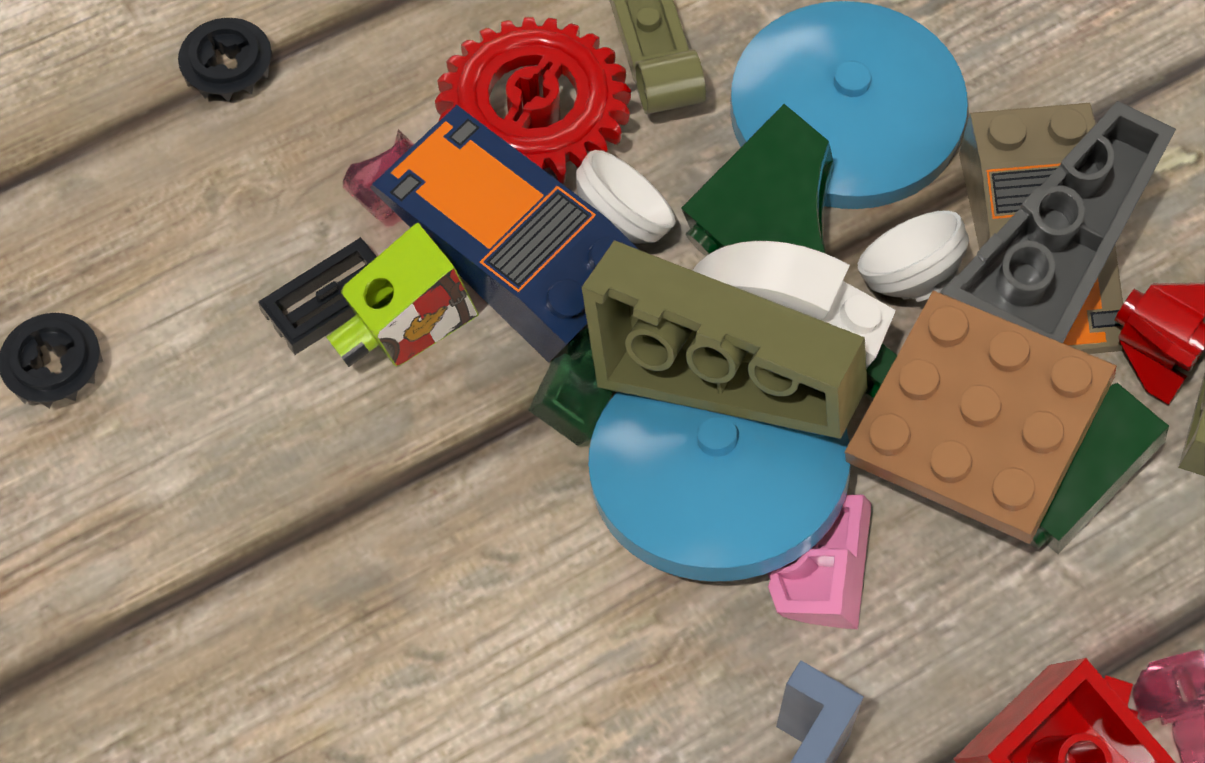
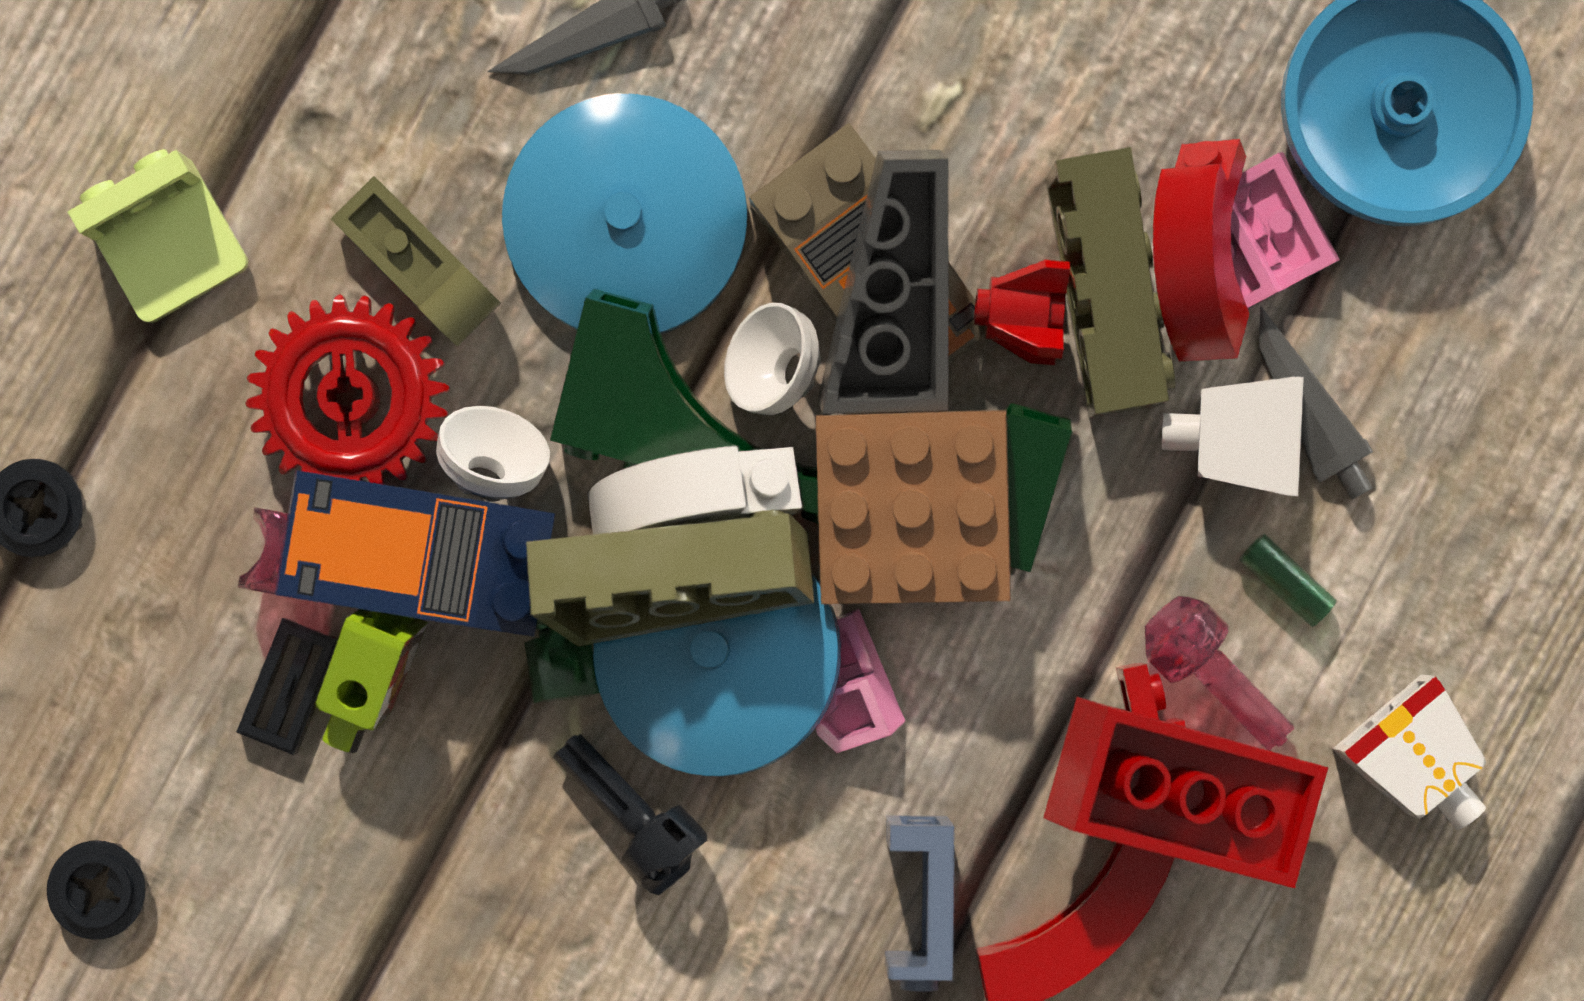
camera: 30 degrees left, 25 degrees up
(562, 581) = (657, 840): none -> black piece

